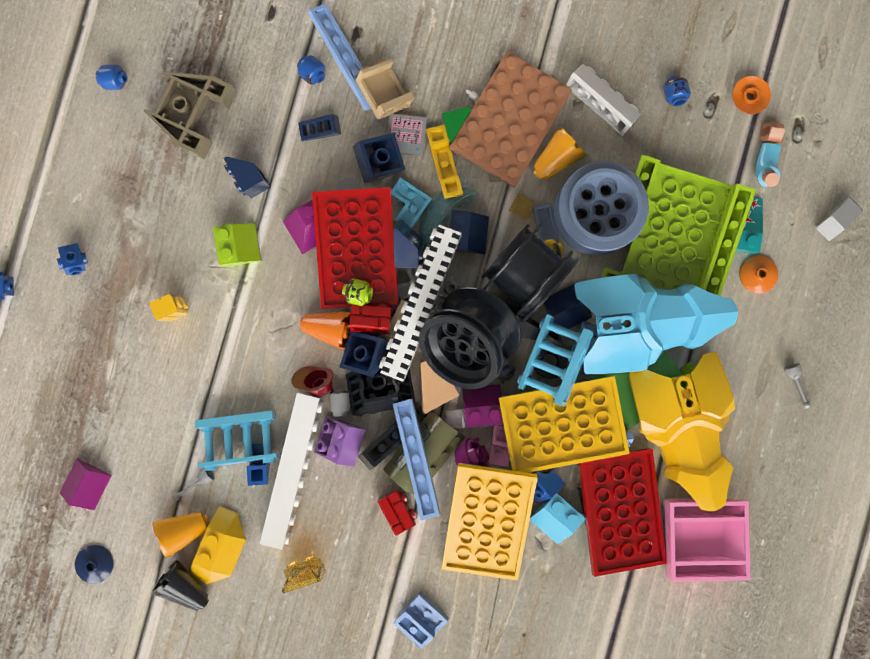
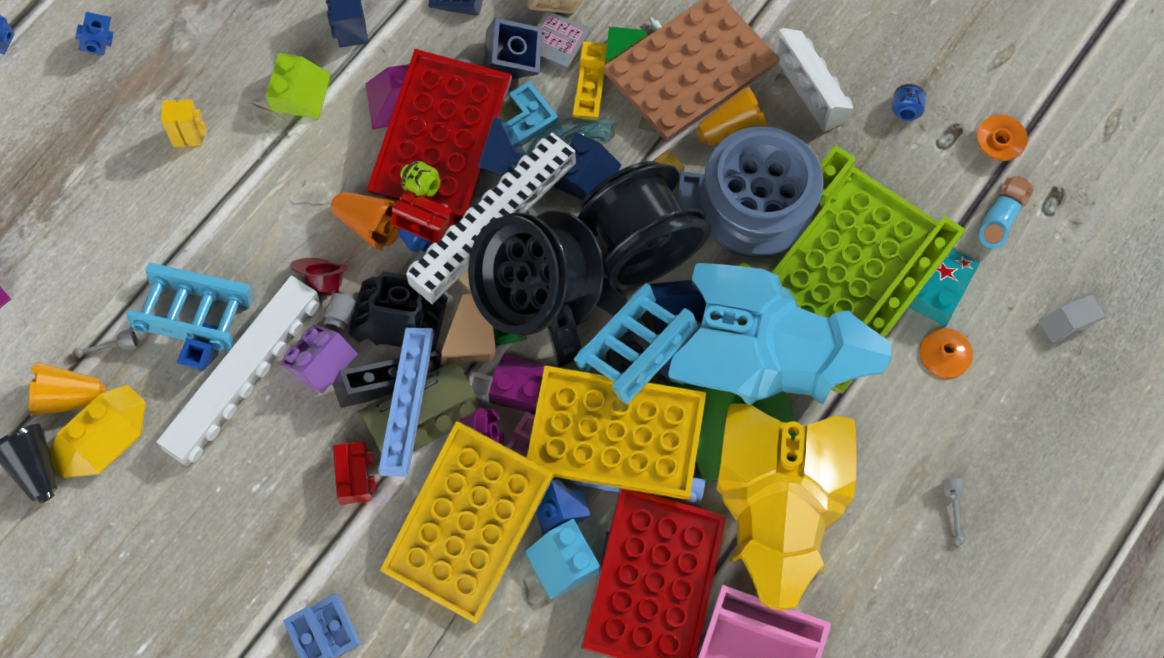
camera: 20 degrees right, 20 degrees down
(303, 574) = (193, 504): clear yellow slope -> none
(363, 353) = (395, 253): dark blue slope -> none

